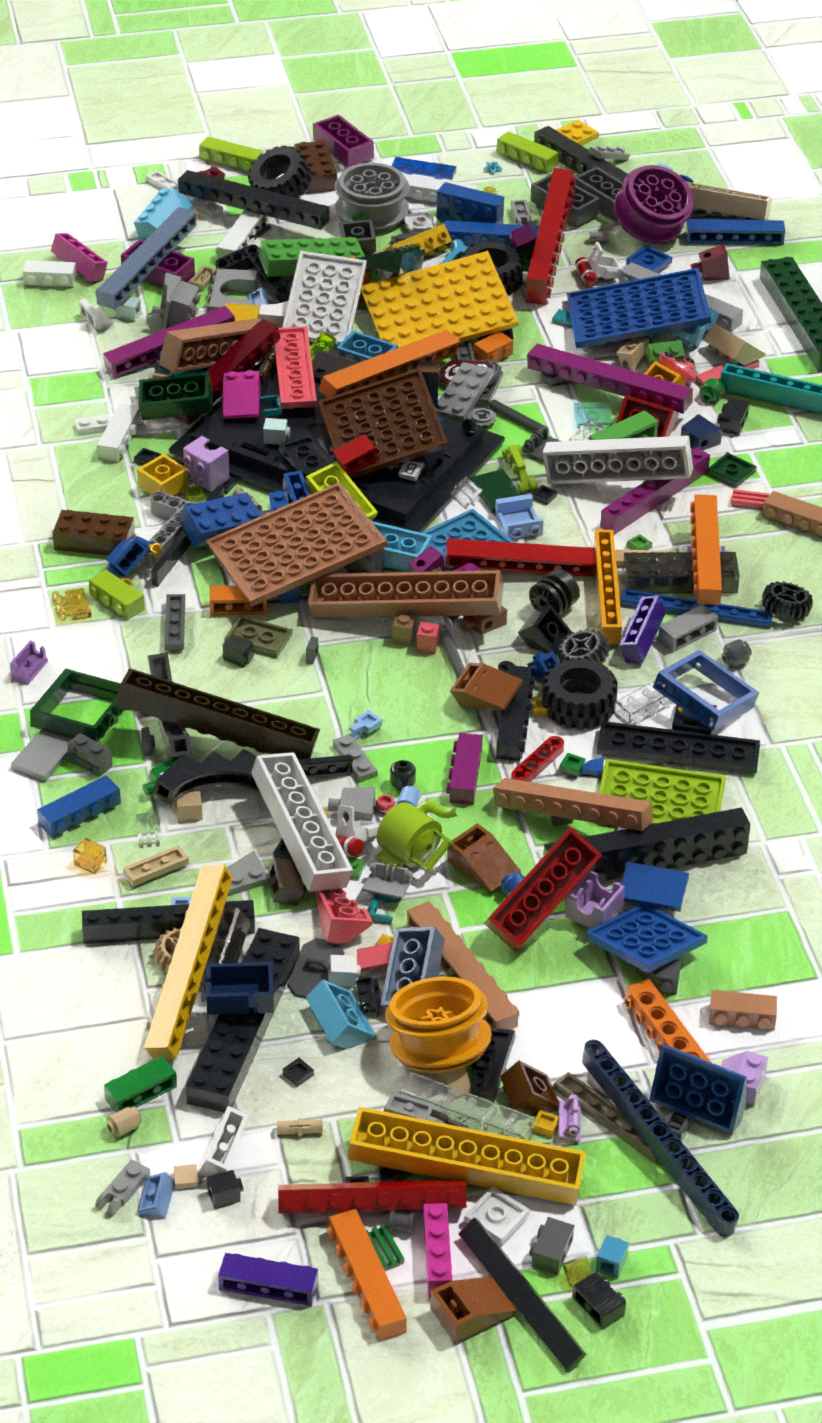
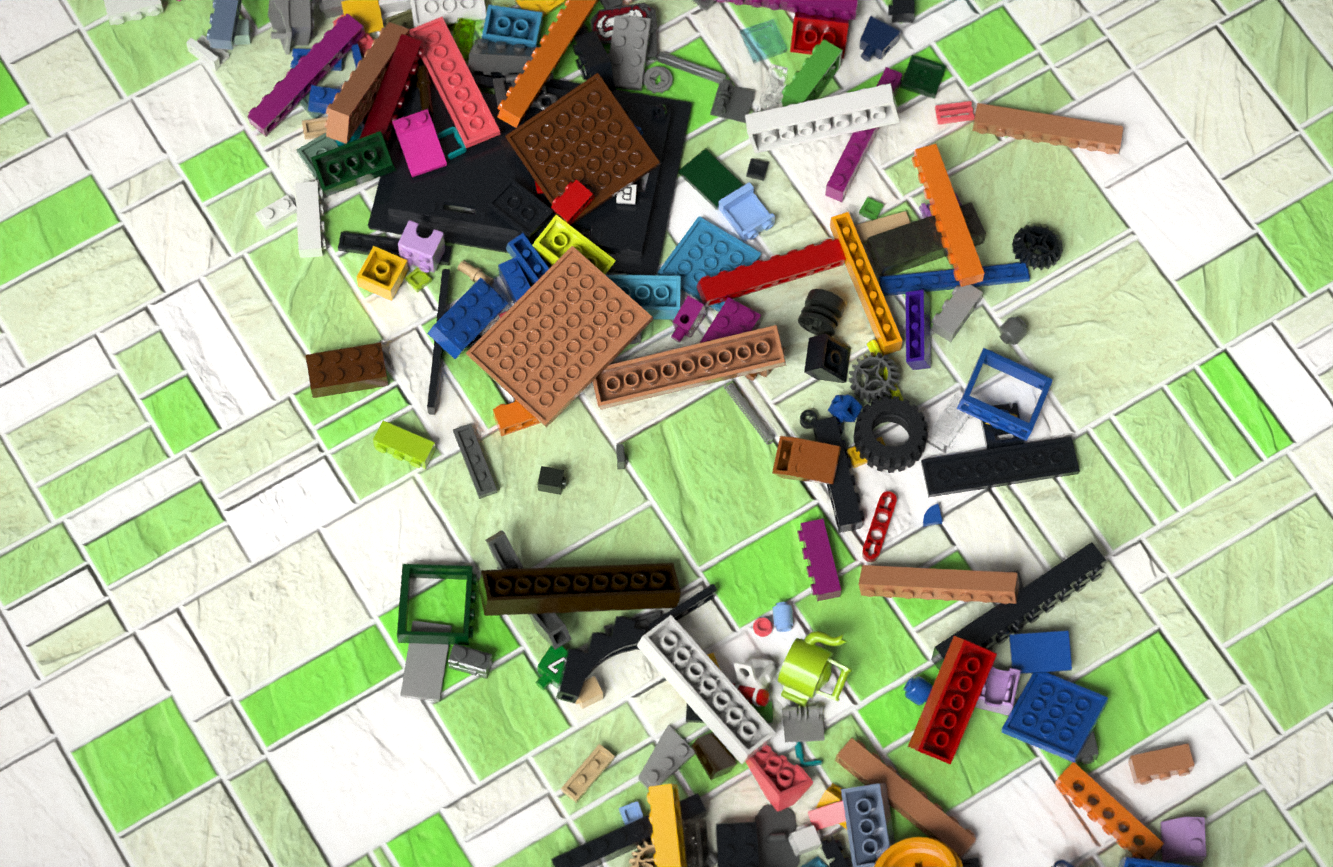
camera: 20 degrees left, 25 degrees up
(28, 663) = (360, 563): medium lavender hinge -> none
(77, 604) = (370, 467): clear yellow plate -> none
(79, 806) = (487, 727): blue brick -> none
(90, 855) = (524, 783): clear yellow brick -> none
(128, 554) = (396, 396): blue torso -> none
(148, 741) = (516, 625): dark grey plate -> none
(149, 840) = (567, 745): clear tile -> none
(168, 508) = (420, 338): light grey beam -> none
(266, 637) = (560, 451): olive tile -> none
(275, 431) = (475, 183): light aqua brick -> none
(358, 797) = (738, 640): light grey torso -> none
(362, 766) = (709, 575): light grey plate -> none
(366, 723) = (707, 533): light blue plate -> none
(402, 774) = (767, 589): black head -> none
(403, 629) = (696, 402): medium nougat brick -> none
(427, 637) = (722, 405): coral brick -> none
(466, 493) = (685, 197): clear brick -> none
(481, 858) = (878, 668): dark orange slope -> none
(514, 457) = (723, 147): lime plate -> none
(572, 764) = (913, 521): green plate -> none
(672, 791) = (1006, 534): lime plate -> none

